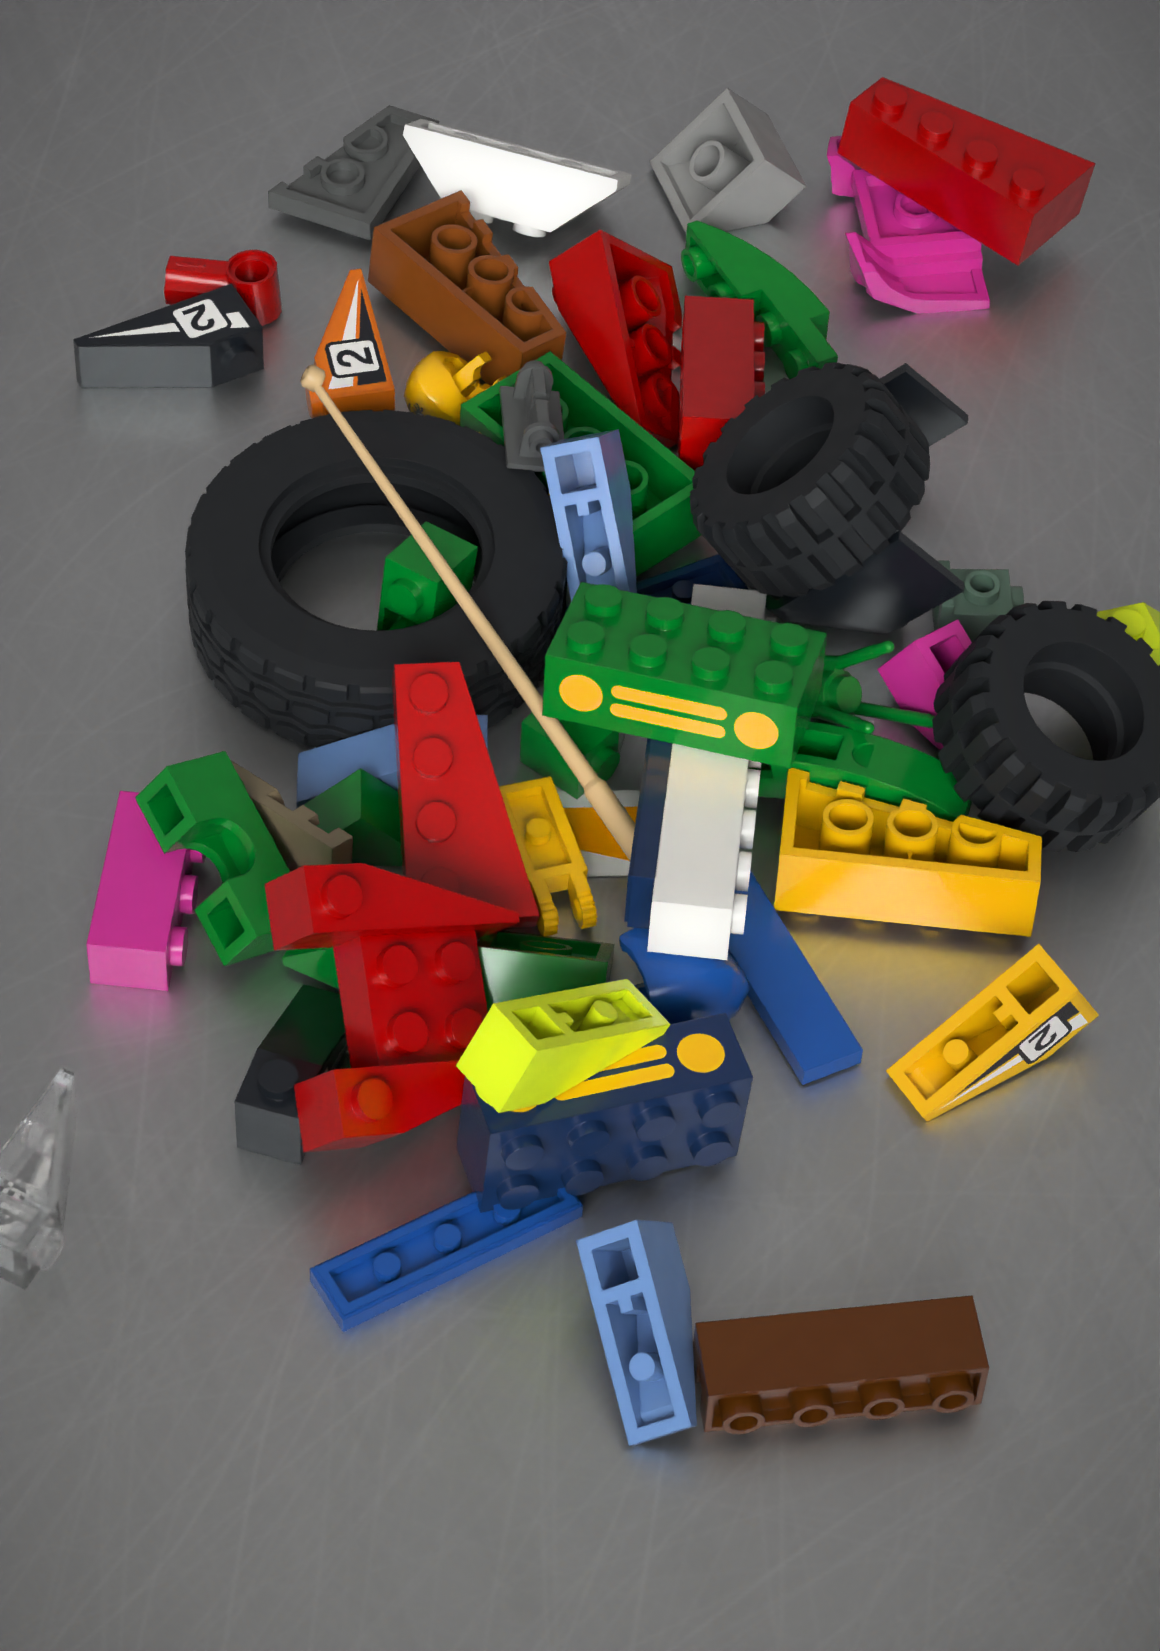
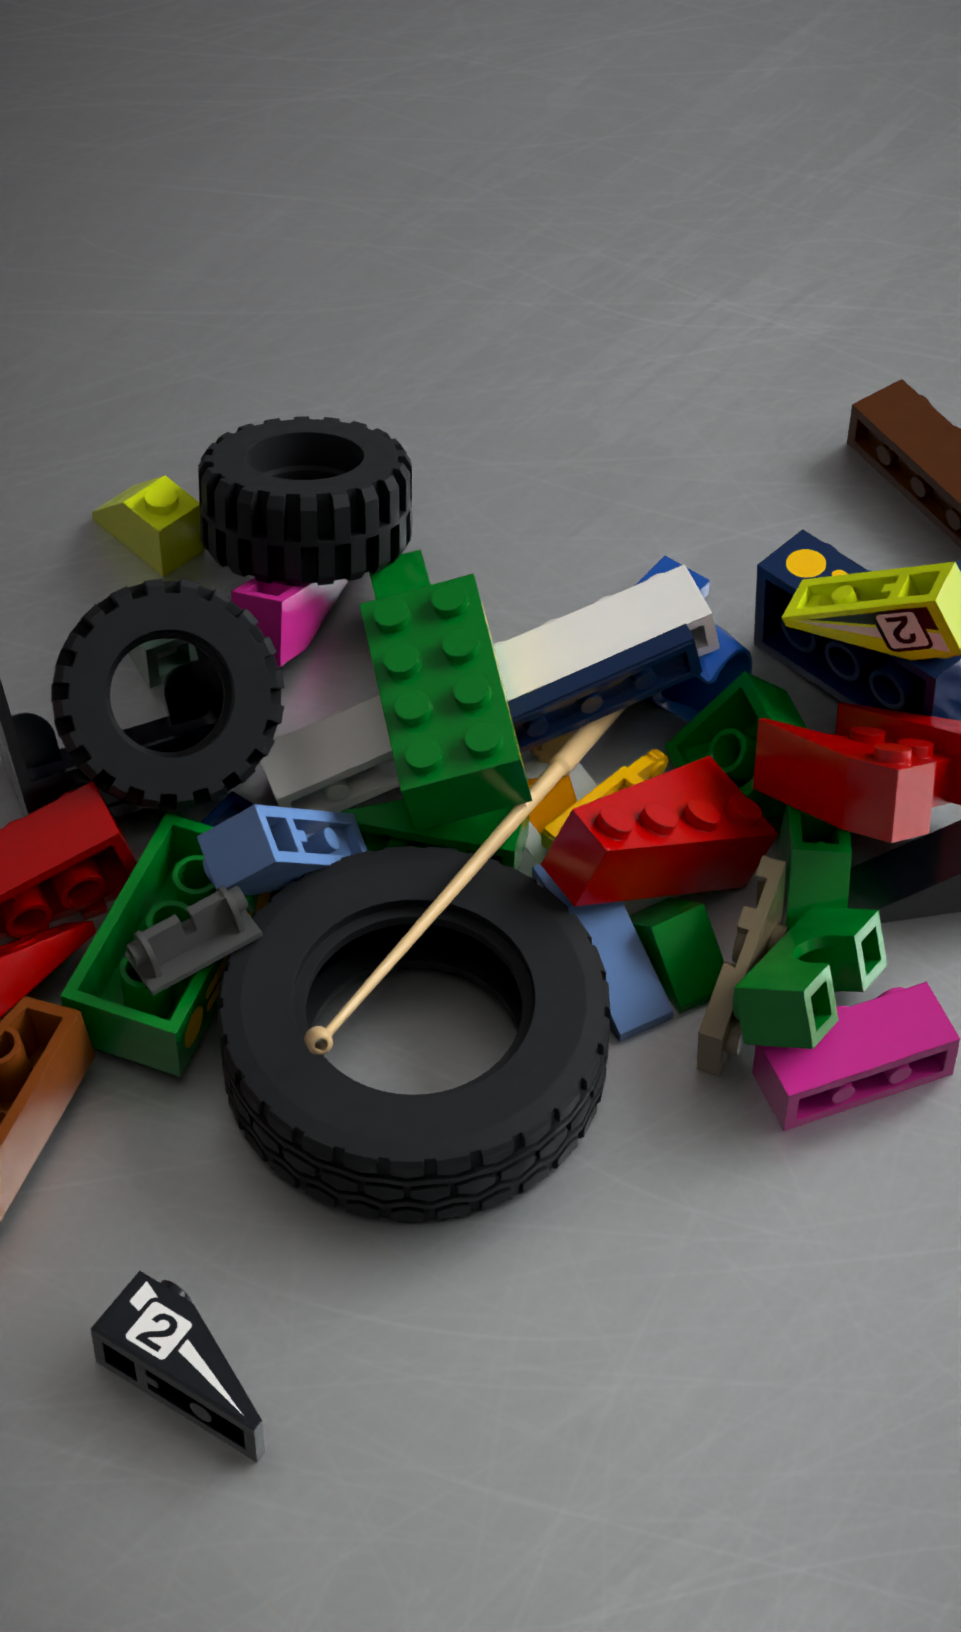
camera: 115 degrees left, 0 degrees up
(250, 272) = (68, 1368): red piece -> none
(353, 355) = (119, 1203): slope -> none
(412, 587) = (424, 983): green slope -> none
(444, 383) = (128, 1092): yellow piece -> none
(843, 694) = (324, 684): green plant -> none
(902, 863) = (478, 539): yellow wedge -> none
(994, 1036) = (601, 482): yellow slope -> none

